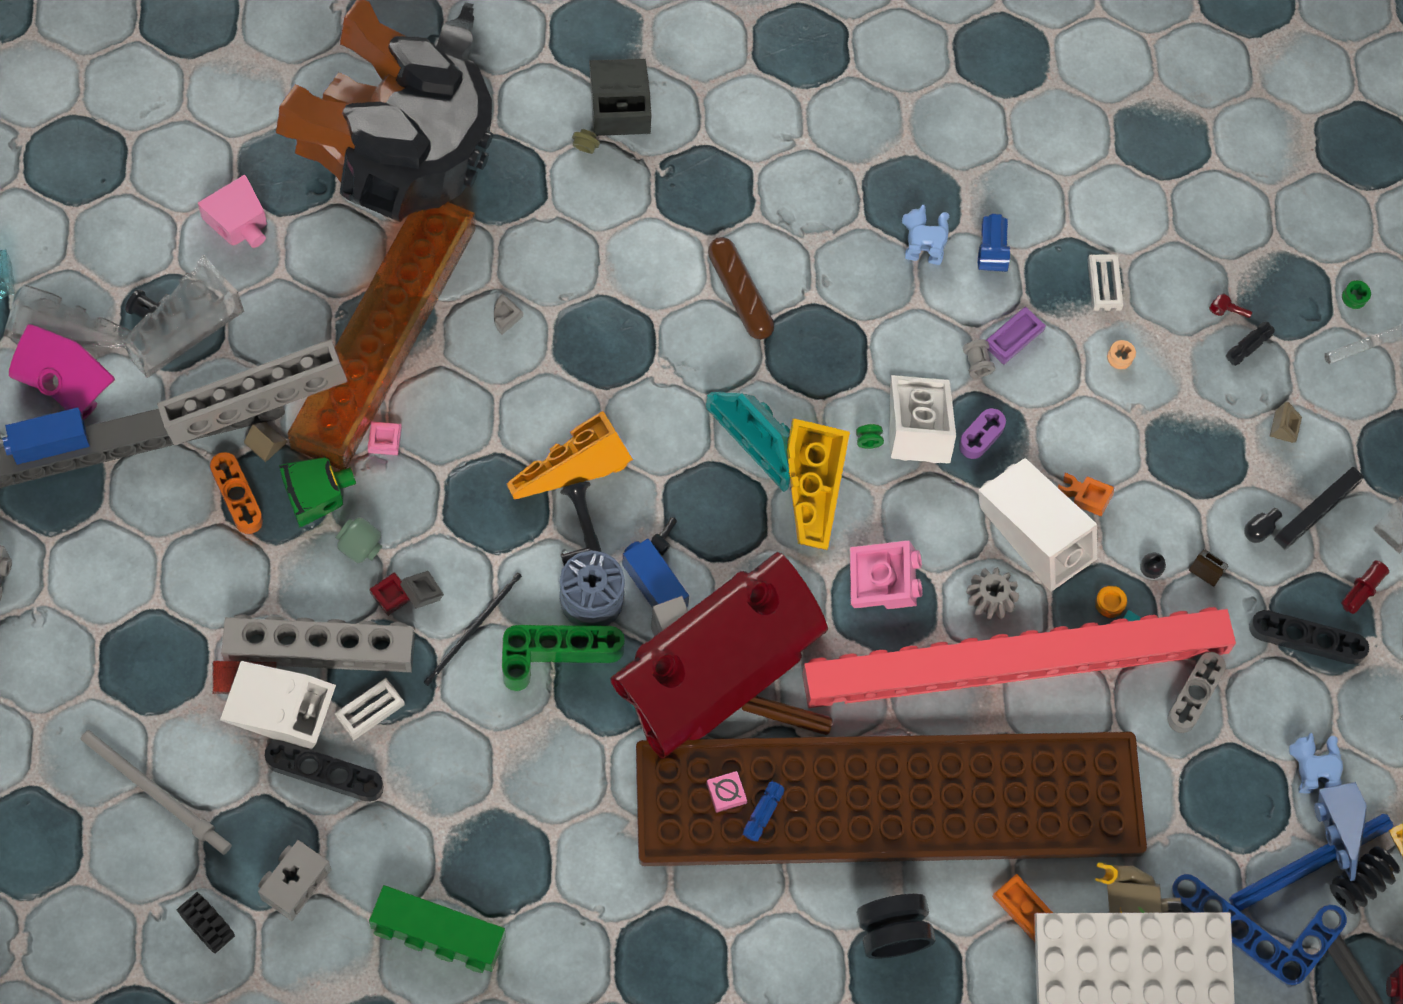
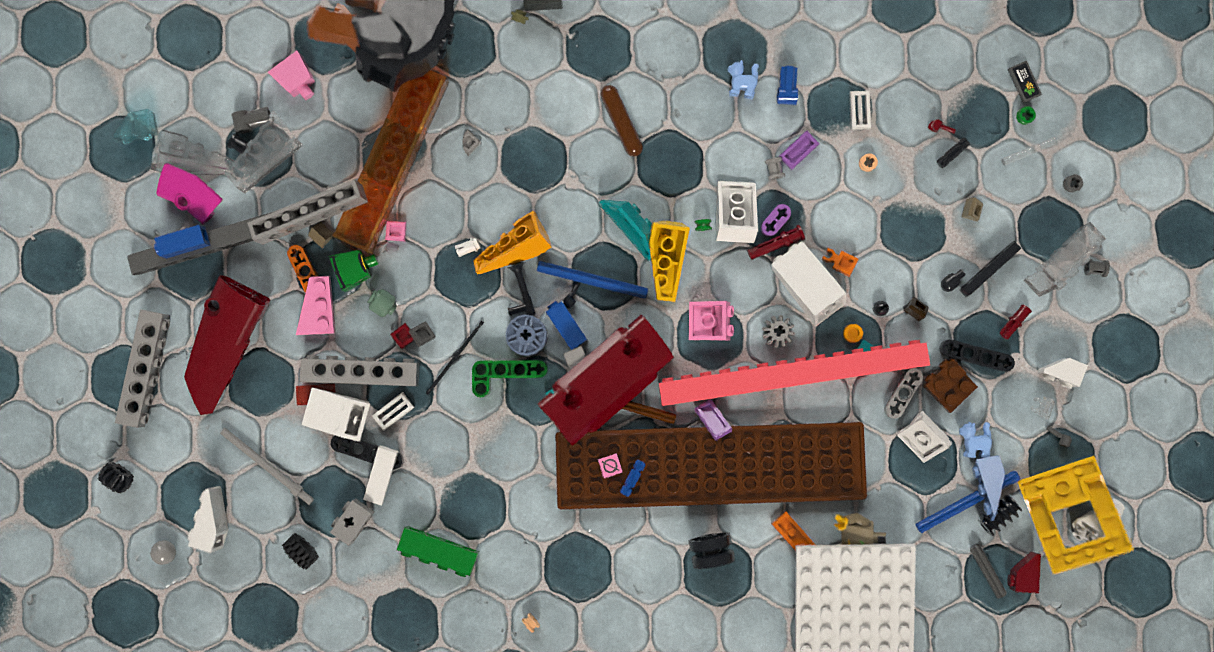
camera: 10 degrees right, 20 degrees up
(55, 882) = (211, 522): none -> white slope
(95, 594) = (222, 340): none -> dark red panel
(157, 274) = (245, 120): none -> dark grey piece
(254, 548) = (317, 308): none -> bright pink wing
(346, 805) = (380, 475): none -> white tile
(499, 461) = (467, 247): none -> white pin
(696, 514) = (592, 279): none -> blue axle
(892, 724) = (713, 419): none -> medium lavender tile
(996, 460) = (785, 239): none -> dark red pin
(1234, 756) = (924, 437): none -> white bracket
(1256, 934) = (930, 550): blue beam -> none
(1268, 680) = (949, 385): none -> reddish brown plate
(1350, 248) = (1024, 81): none -> tile

